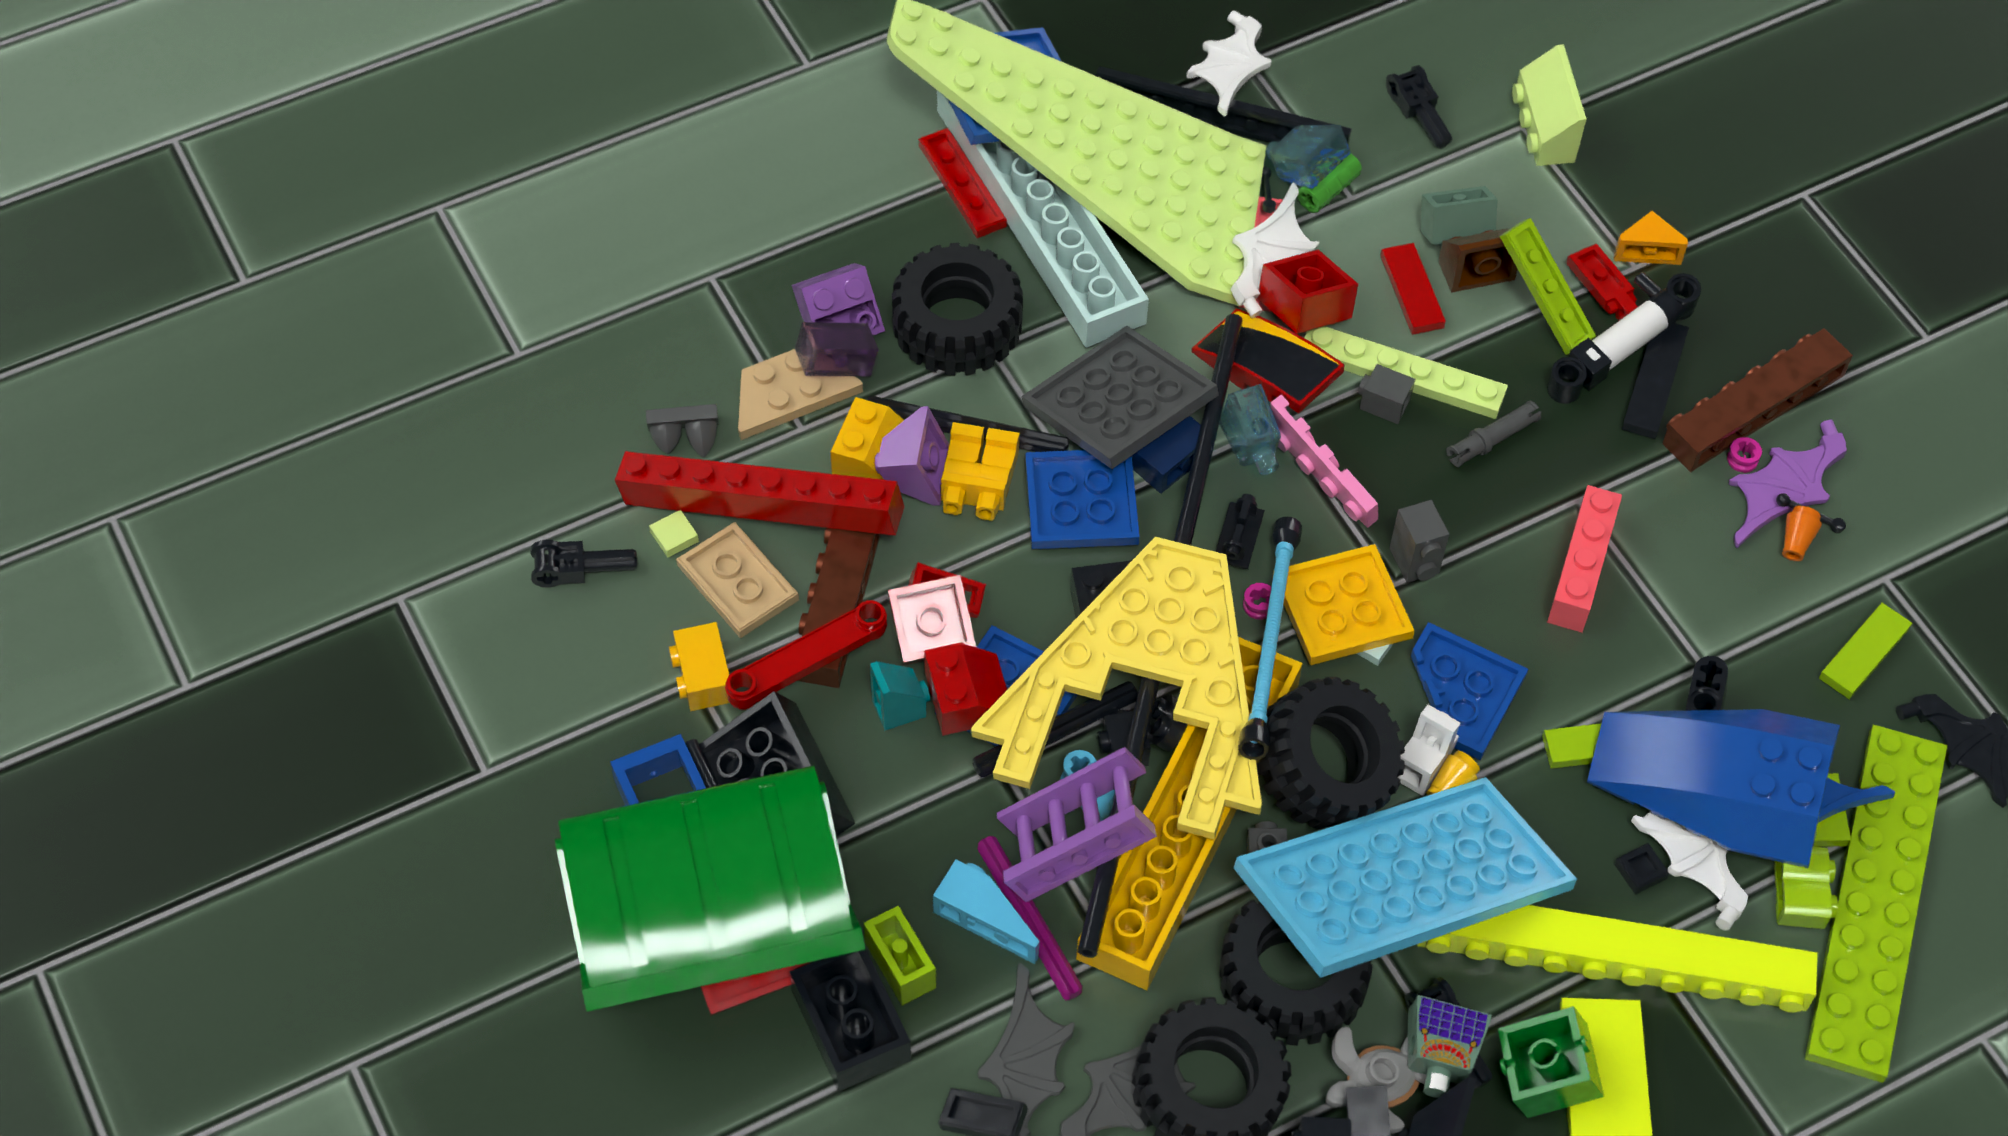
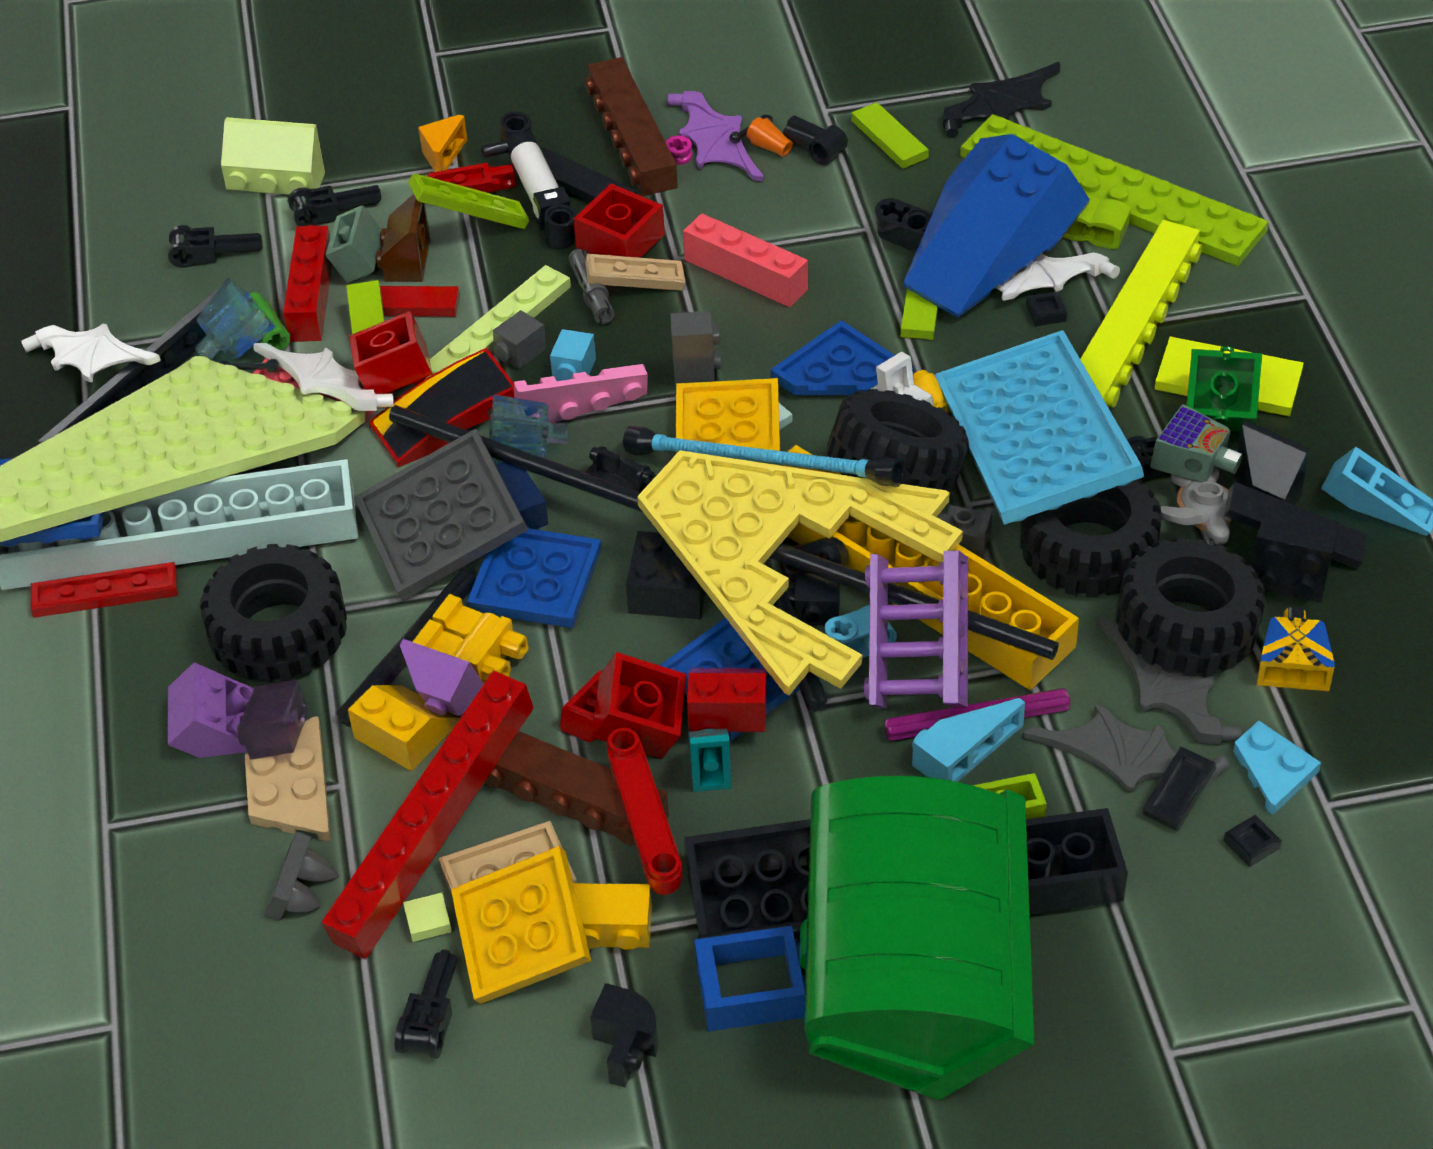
camera: 70 degrees left, 10 degrees down
(591, 717) = (627, 1024): none -> black brick
(662, 597) = (520, 925): none -> yellow plate
(1374, 256) = (365, 305): none -> lime tile
(1379, 446) = (572, 354): none -> medium azure brick
(1387, 197) = (308, 284): none -> red brick
(1518, 173) = (324, 204): none -> black connector
(1526, 465) = (635, 272): none -> tan tile
(1582, 430) = (619, 224): none -> red brick
(1815, 582) = (820, 142): none -> black piece

